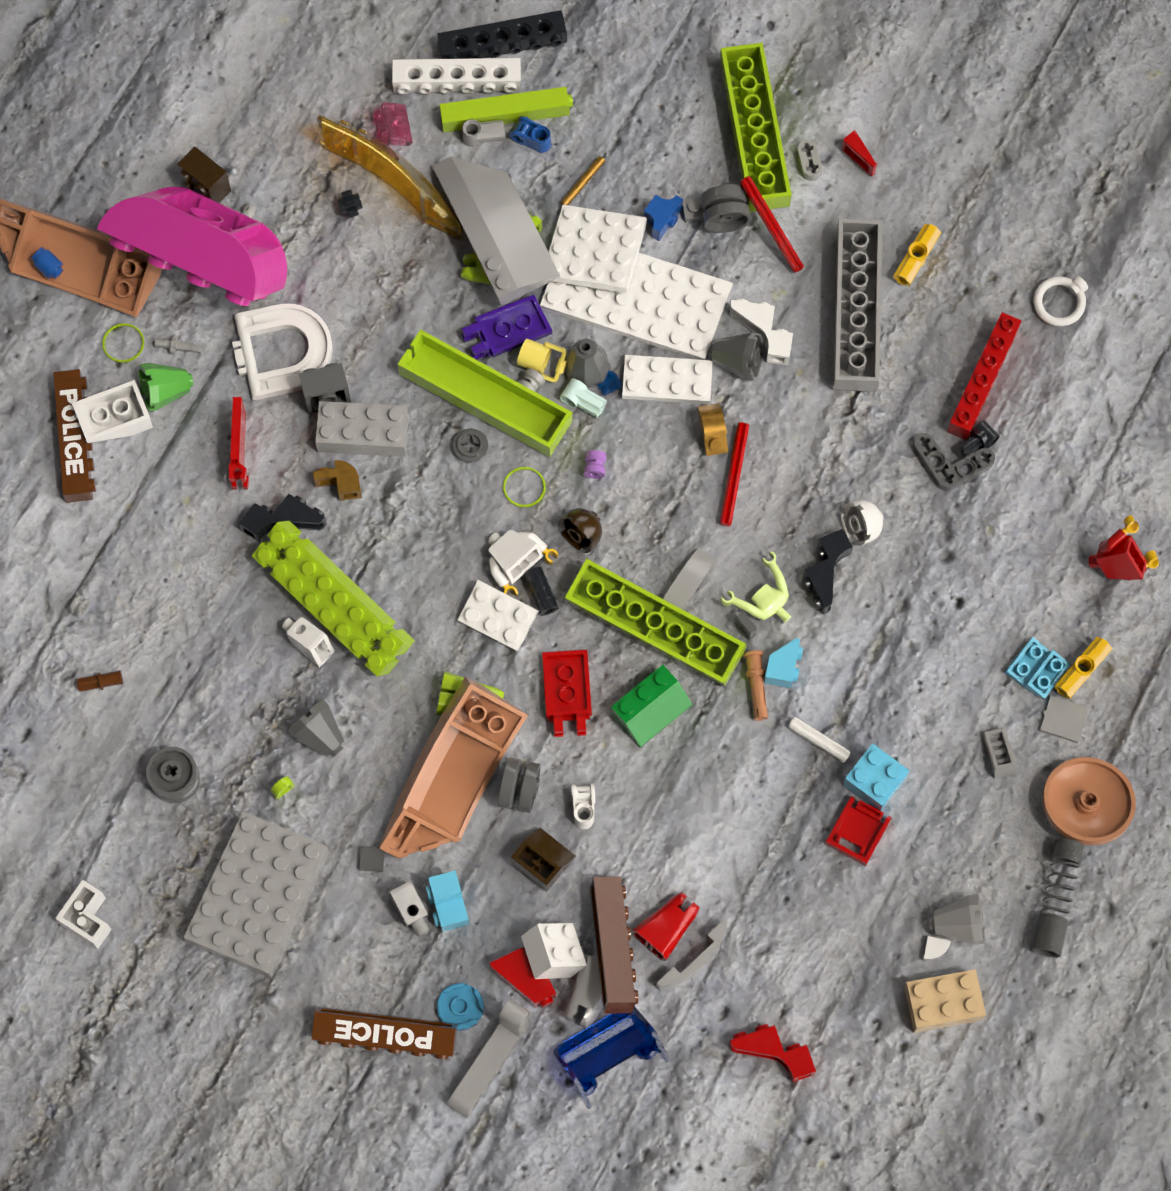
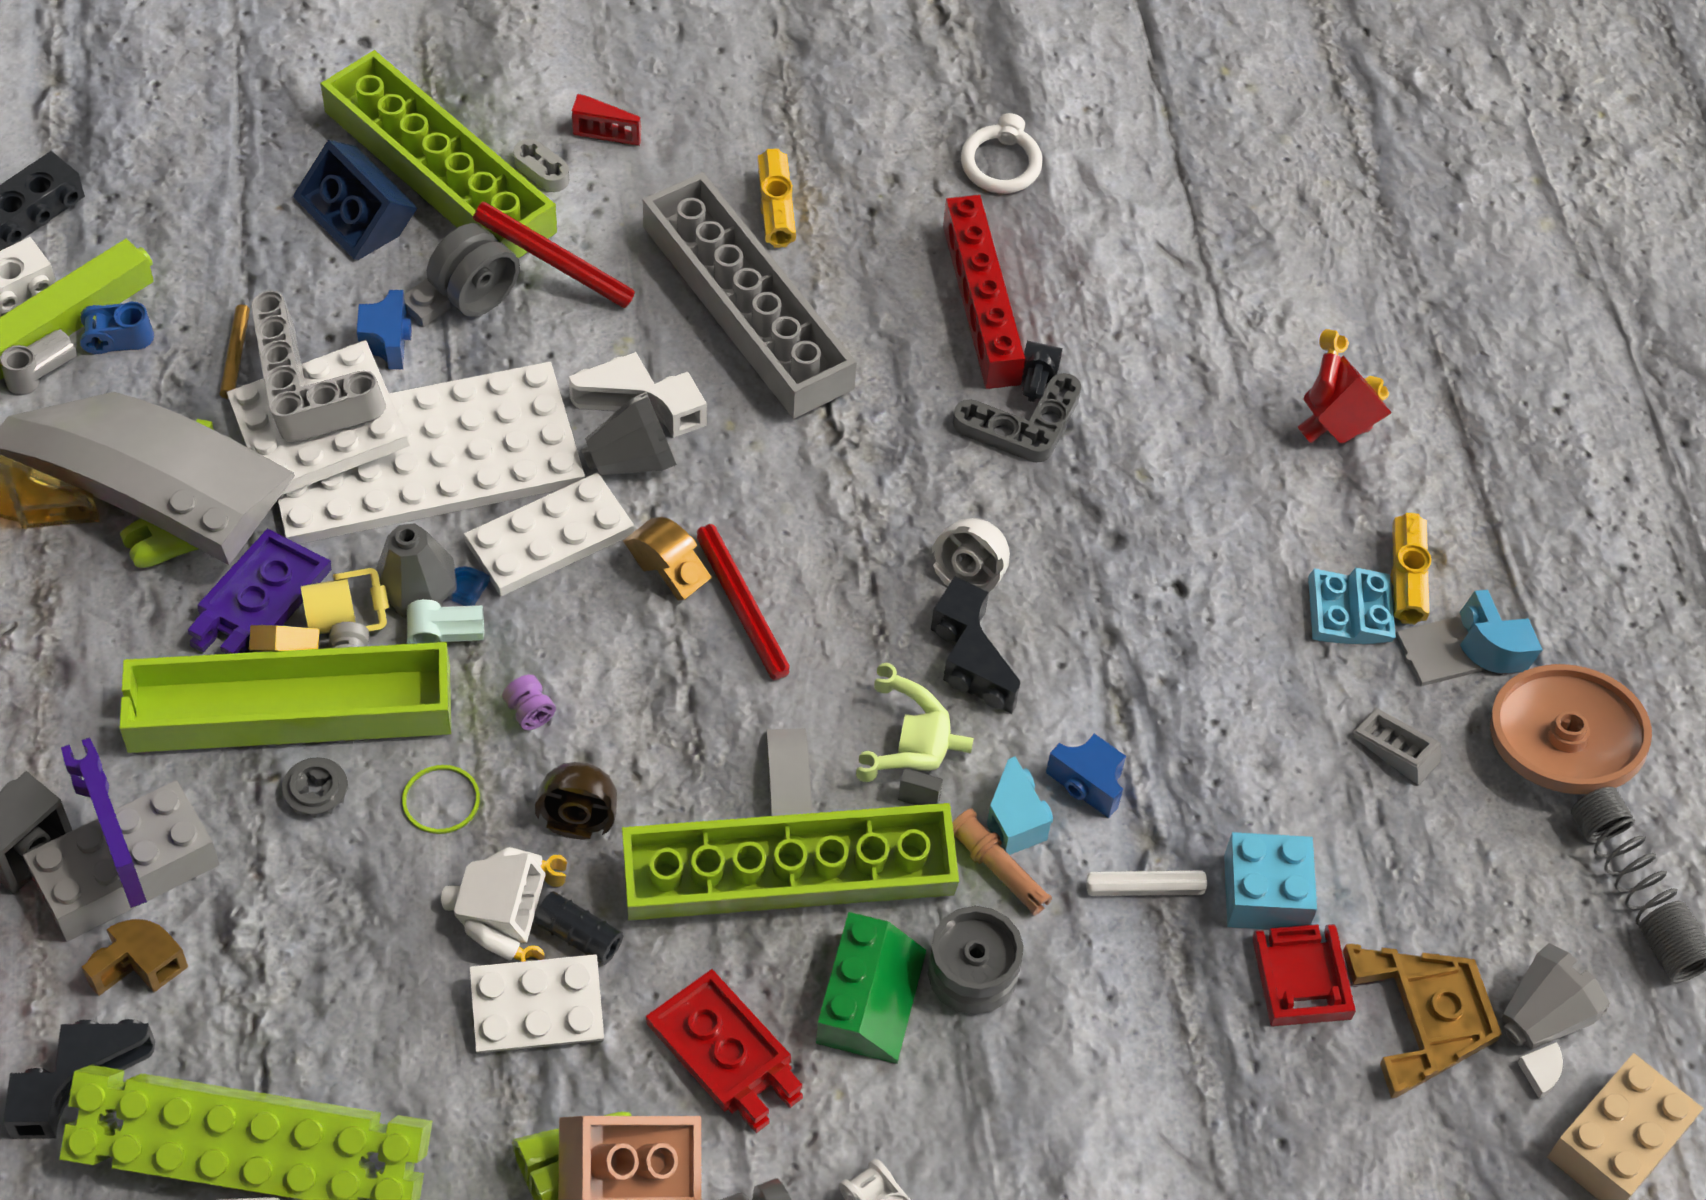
camera: 40 degrees left, 15 degrees down
(360, 411) = (96, 787): none -> dark purple tile
(501, 362) = (282, 638): none -> yellow piece
(582, 236) = (299, 408): none -> light grey beam
(694, 719) = (975, 959): none -> dark grey wheel
(697, 126) = (353, 200): none -> dark blue slope
(833, 669) = (1089, 772): none -> blue brick
(911, 889) = (1443, 1004): none -> pearl gold wing
(1091, 735) = (1495, 643): none -> dark azure brick

